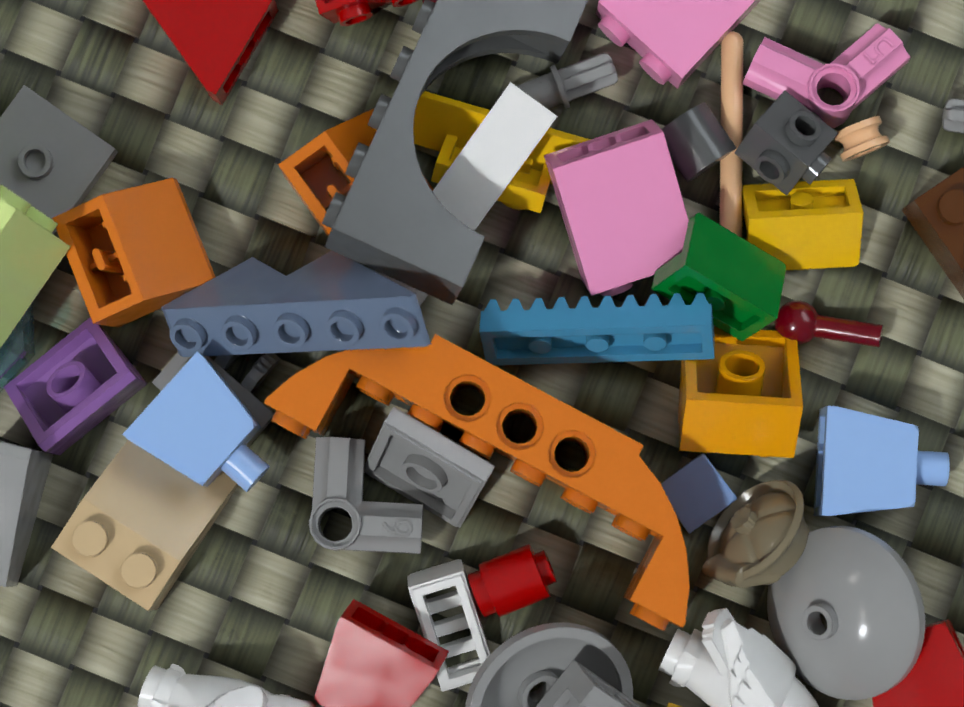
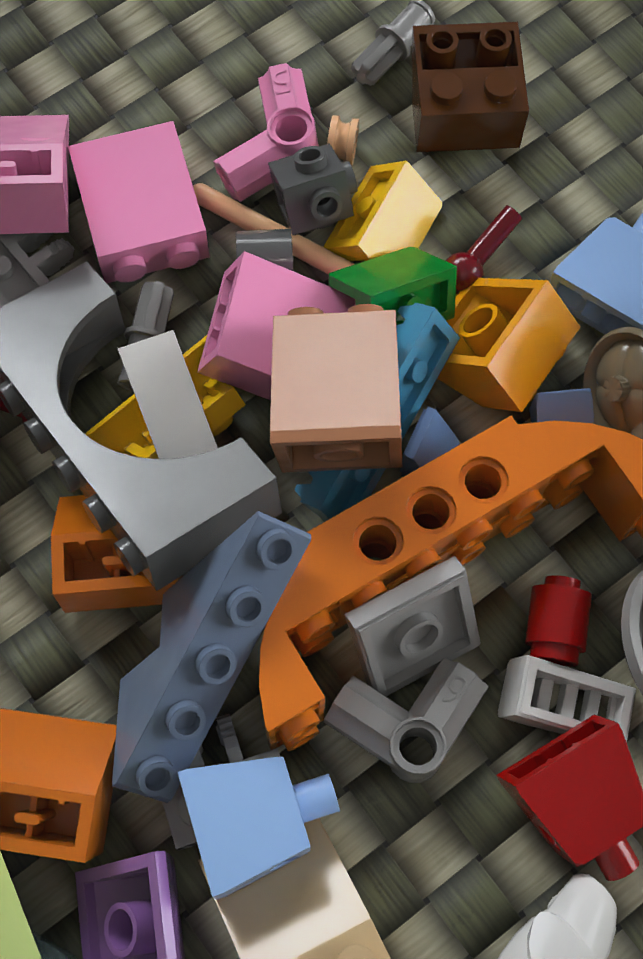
camera: 60 degrees left, 15 degrees down
(577, 286) = (335, 390): none -> slope
(603, 391) = (429, 440): none -> medium blue slope

